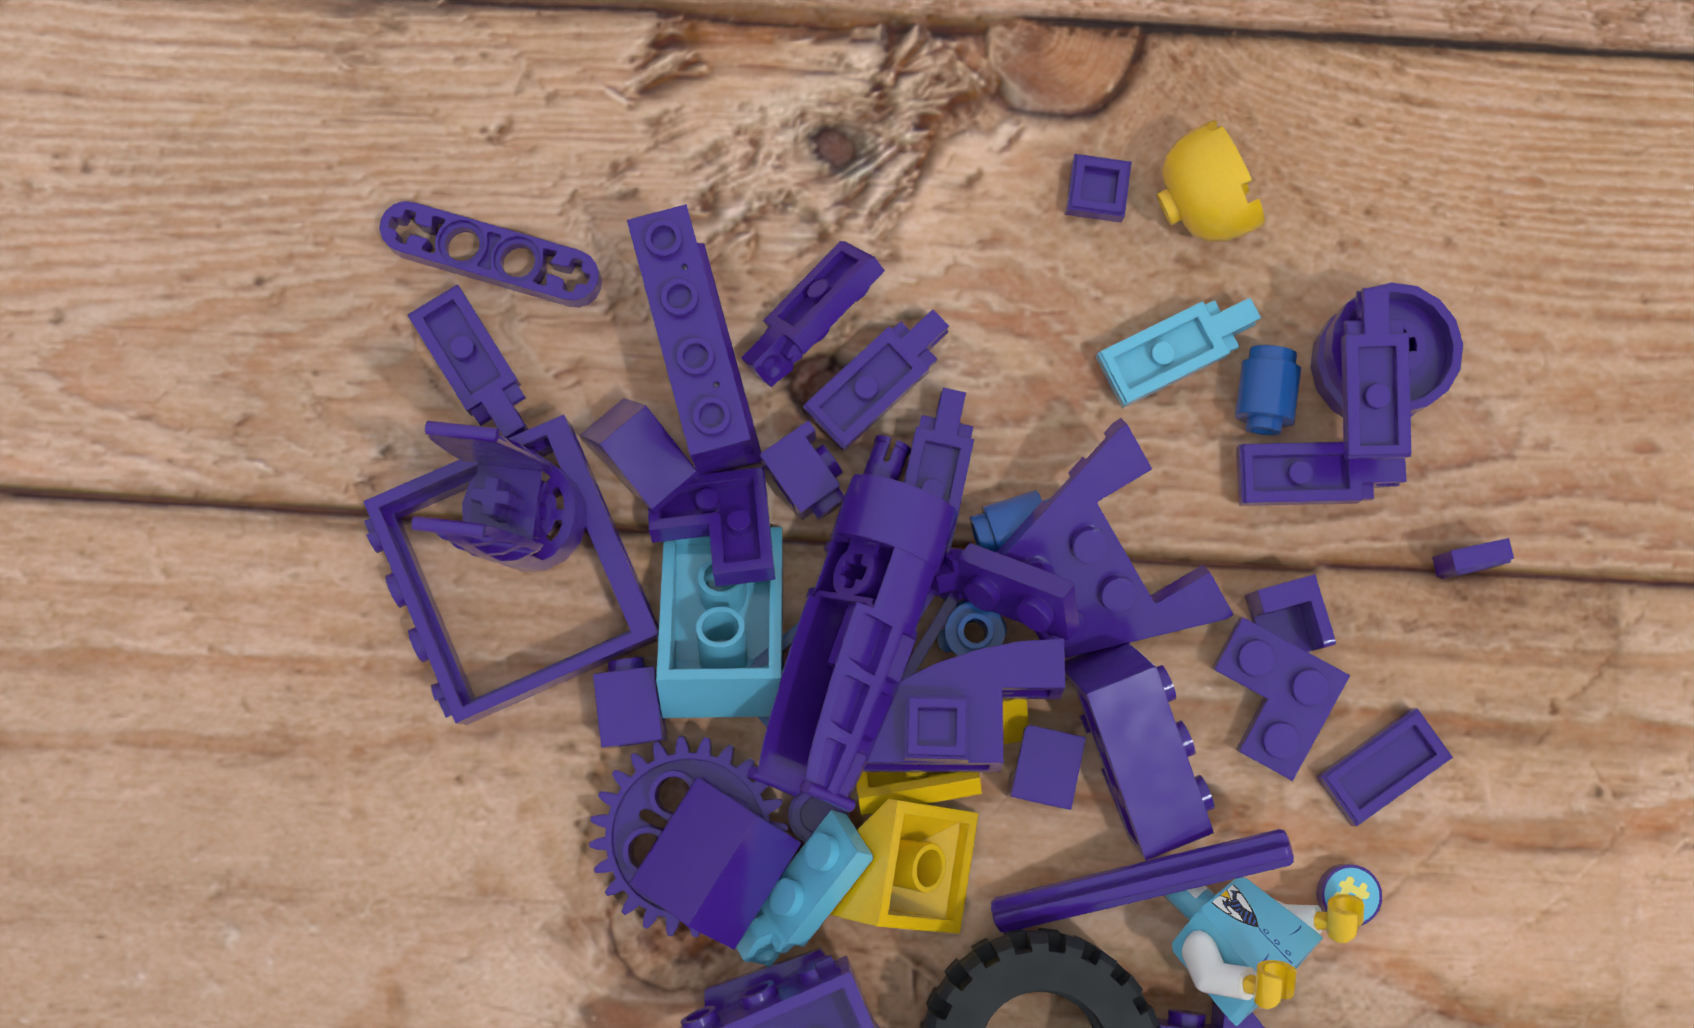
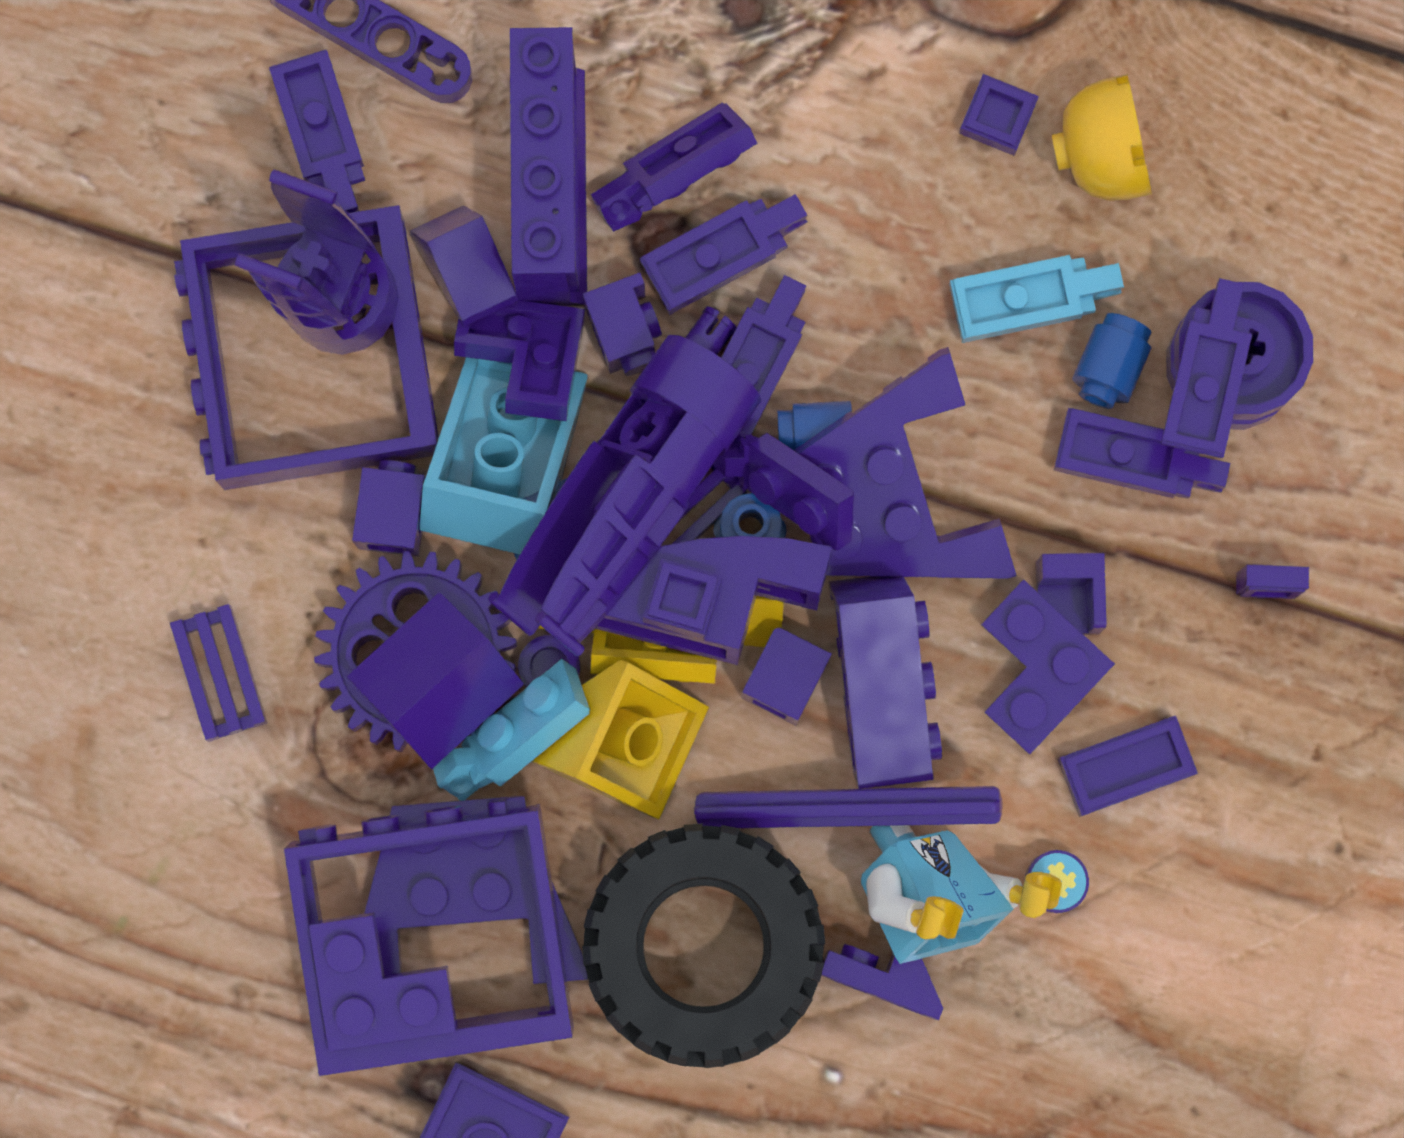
camera: 15 degrees right, 0 degrees up
(485, 916) = (202, 623): none -> dark purple tile

